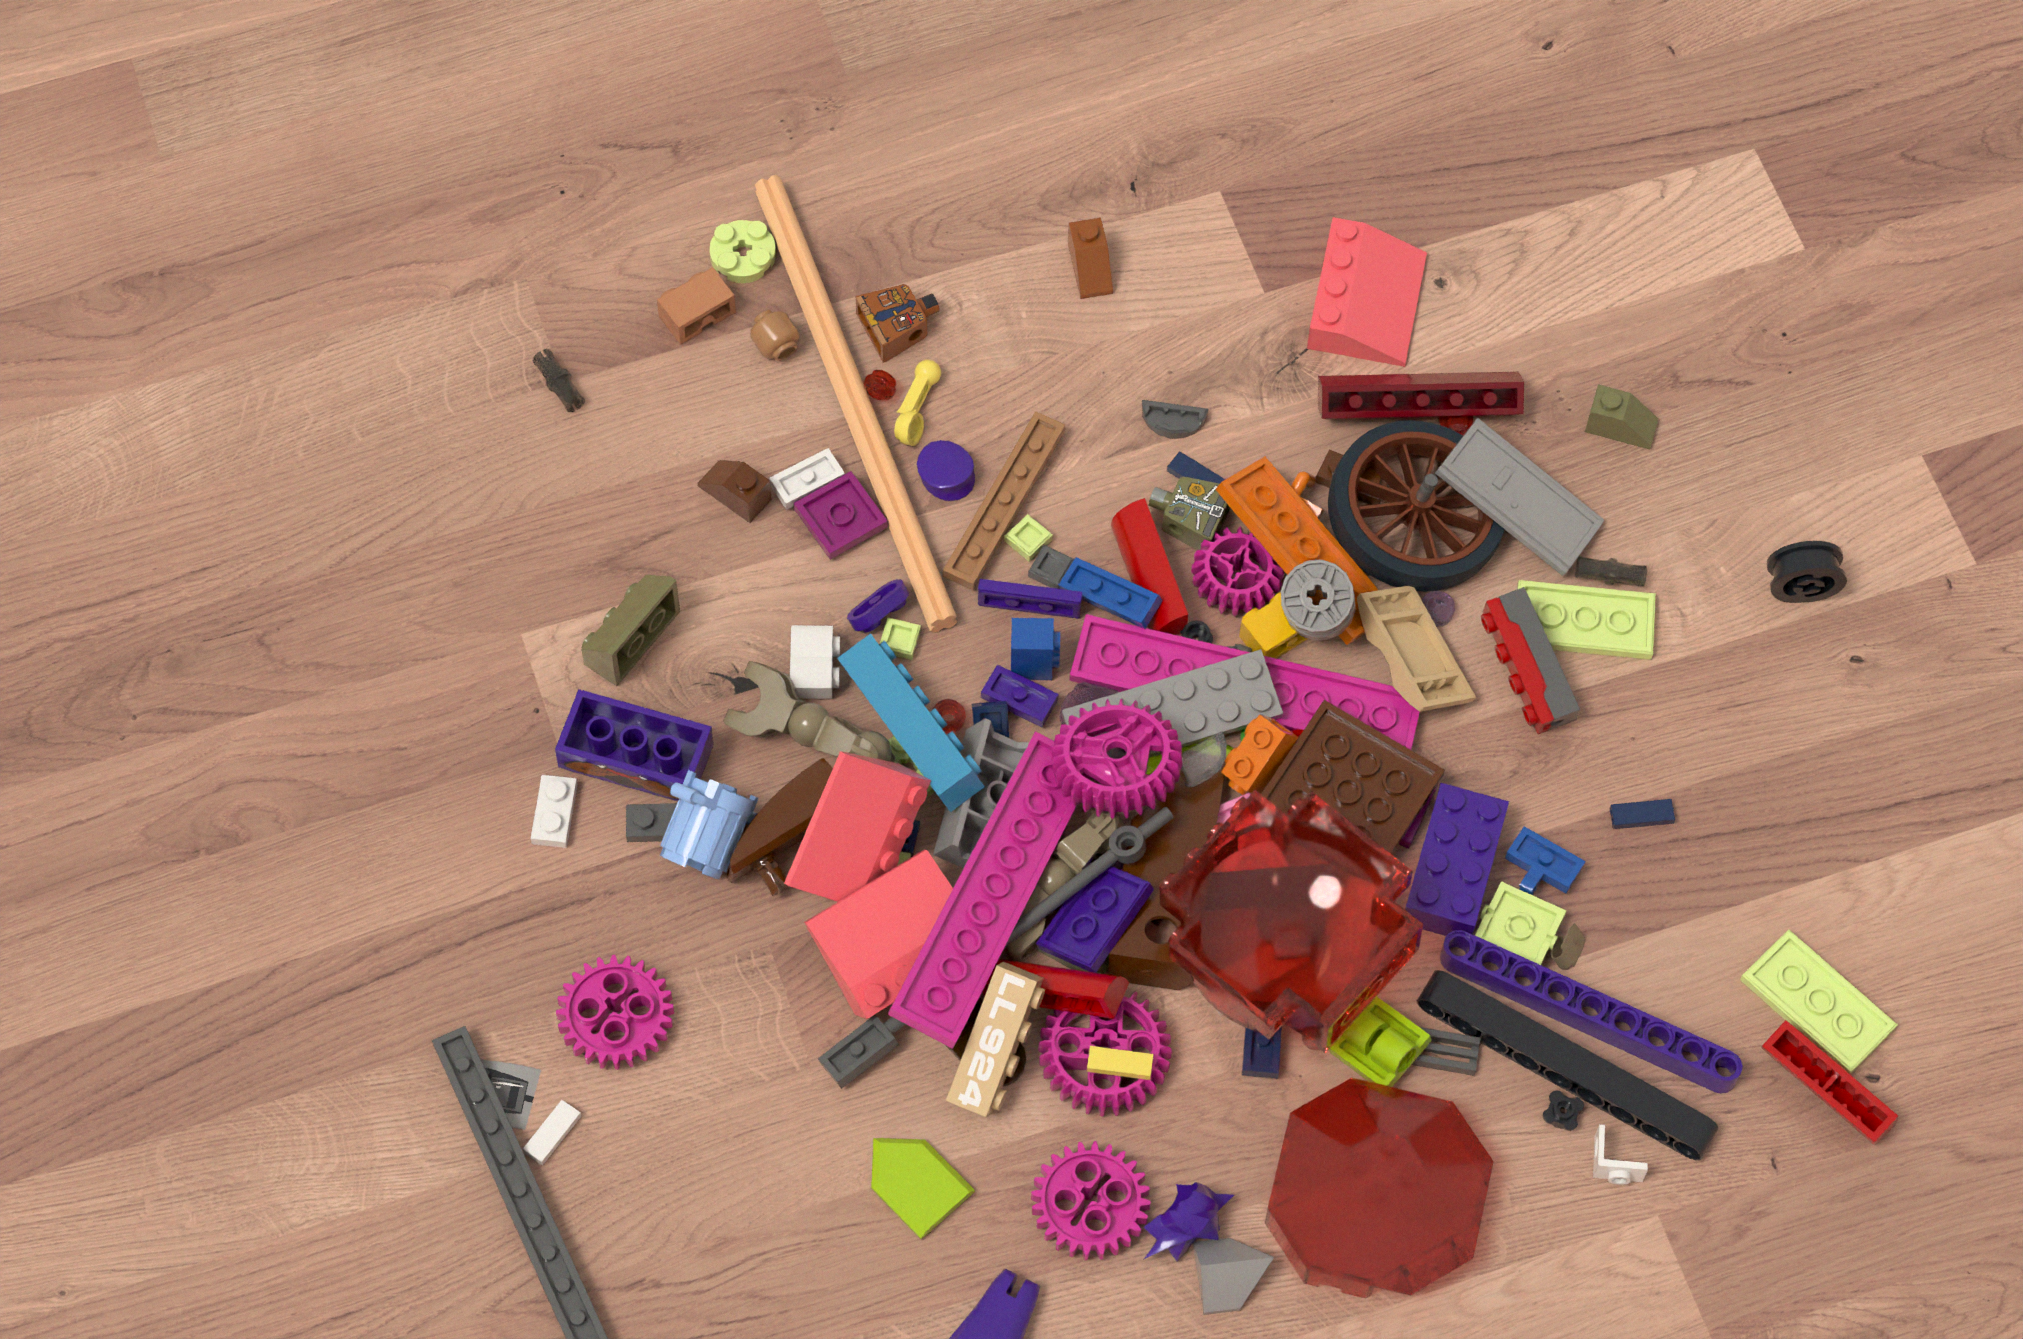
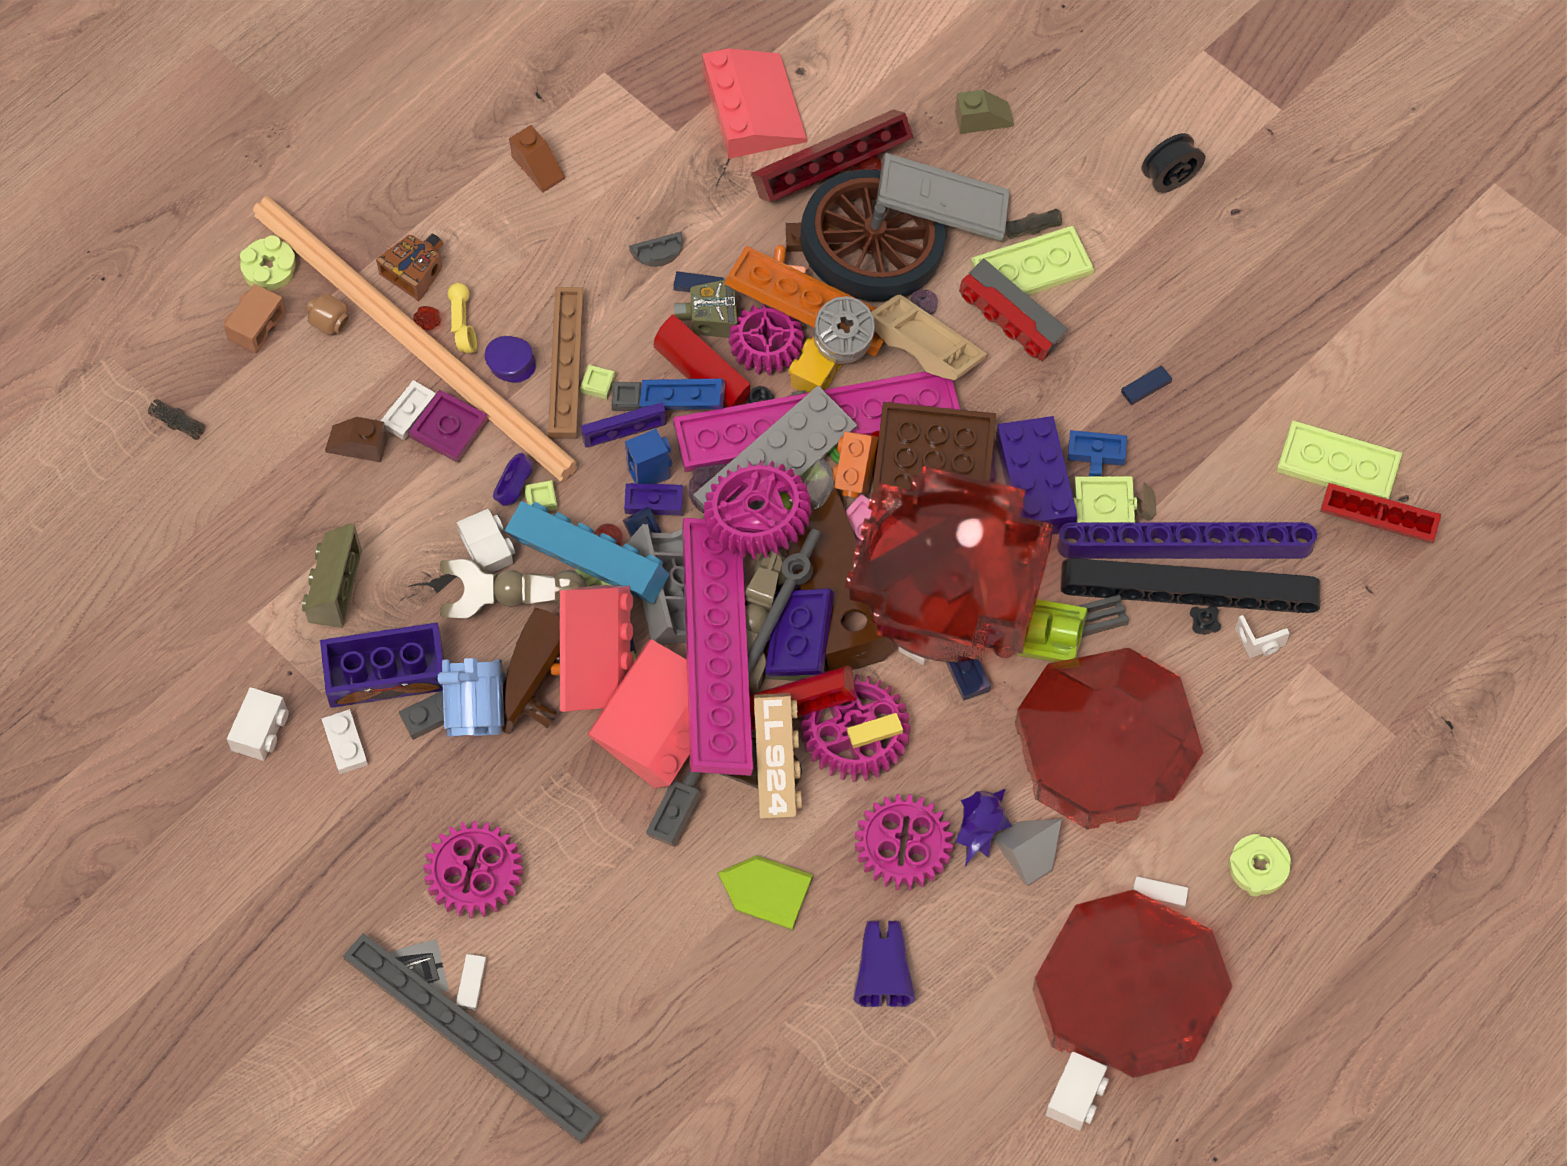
camera: 25 degrees left, 0 degrees up
(472, 750) = (257, 724): none -> white brick

